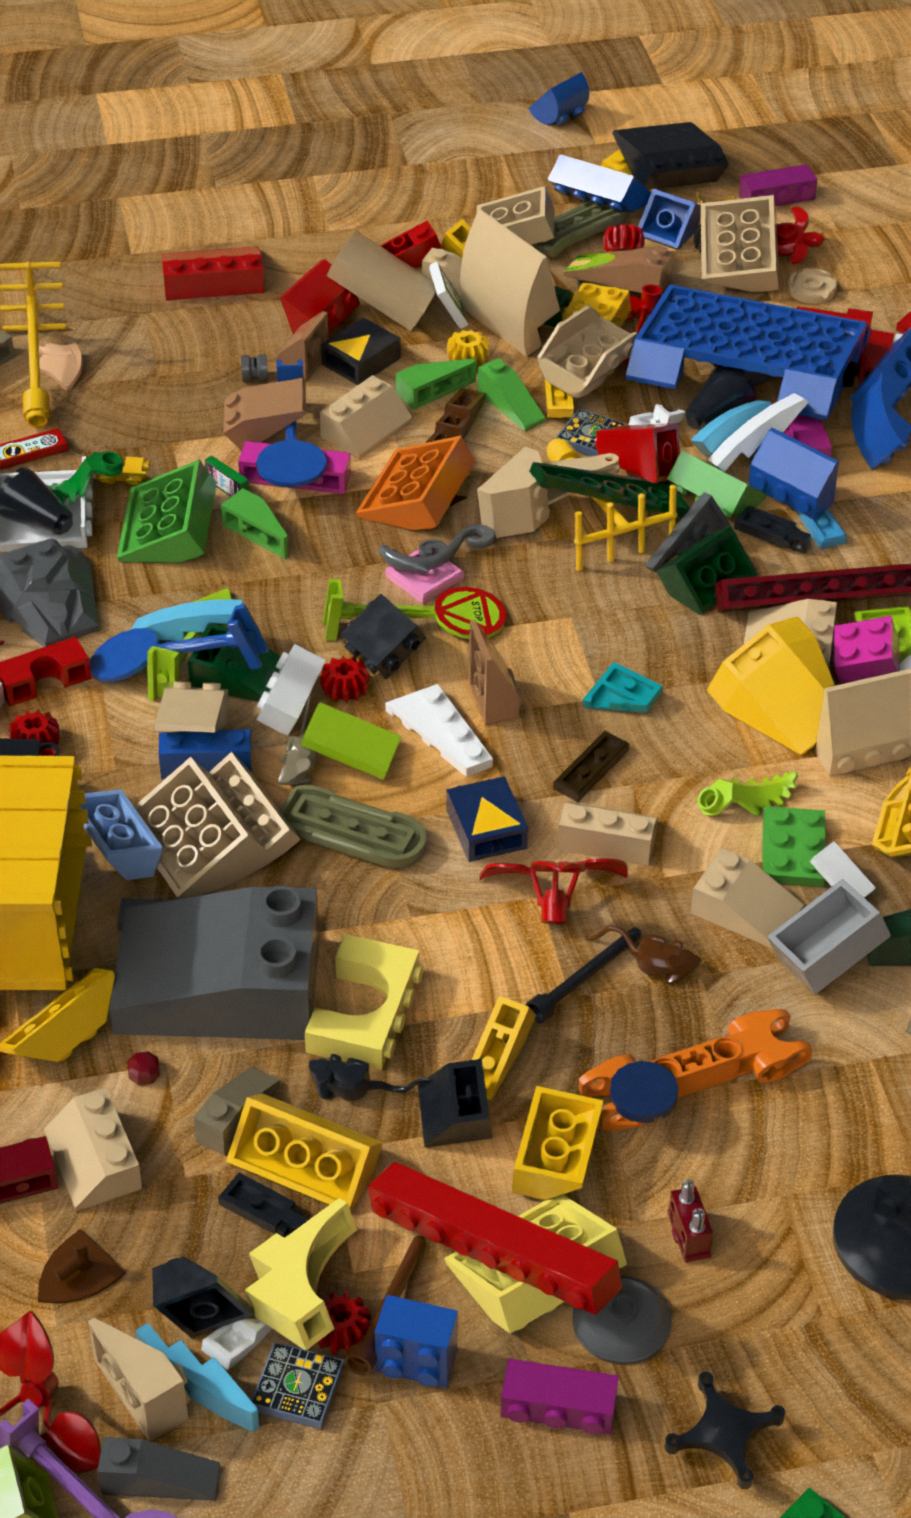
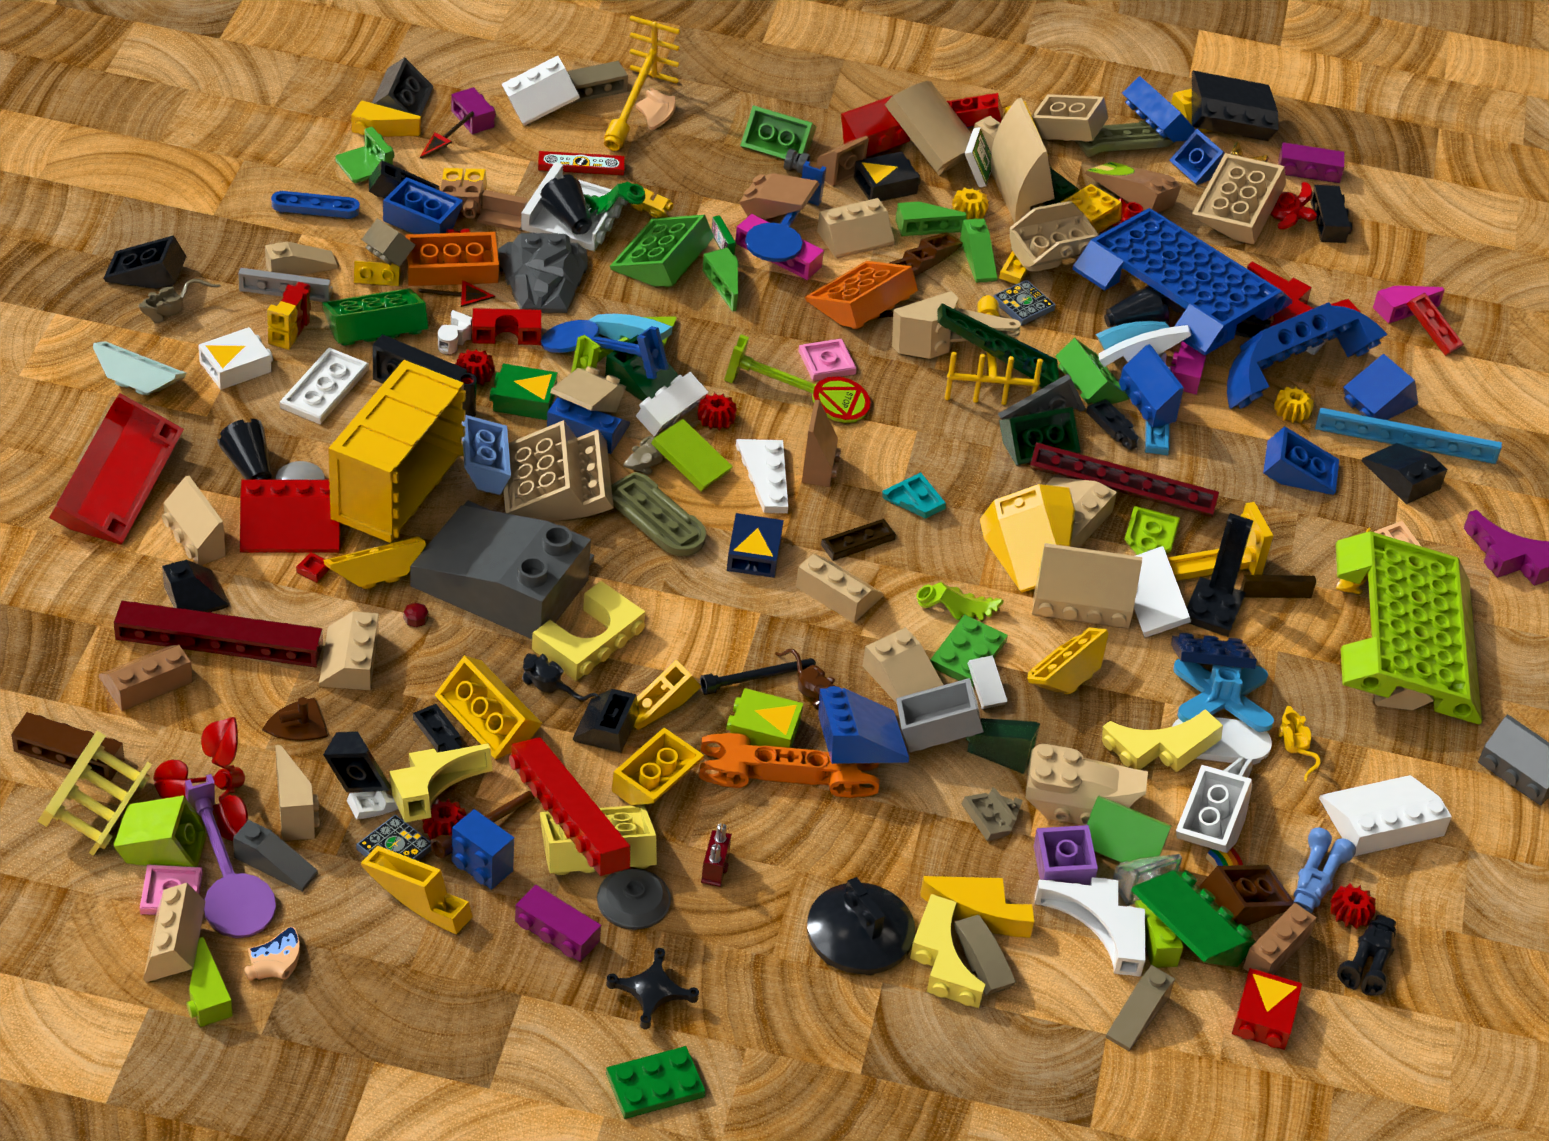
camera: 20 degrees right, 0 degrees up
(110, 740) = (523, 391): none -> green brick
(207, 1383) = (334, 818): medium azure slope -> none
(212, 273) = (812, 77): red slope -> none
(213, 344) = (777, 133): none -> bright green slope
(221, 1113) = (442, 661): dark tan slope -> none
(365, 1430) = (418, 888): none -> yellow slope
(382, 637) = (760, 391): black brick -> none
(442, 552) = (843, 346): dark grey plant -> none
(554, 902) = (763, 617): red plant -> none
(562, 100) = (1179, 32): blue brick -> none
(623, 237) = (1150, 160): red gear -> none
(634, 1024) = (765, 719): none -> lime brick
(642, 448) = (1047, 326): red slope -> none
(643, 1091) = (736, 761): dark blue tile -> none
(659, 416) = (1079, 311): white slope -> none
(749, 993) = (859, 729): none -> blue slope
(812, 286) = (1284, 251): tan tile -> none
(842, 238) = (1331, 214): none -> black brick
(866, 649) = (1117, 532): dark pink brick -> none

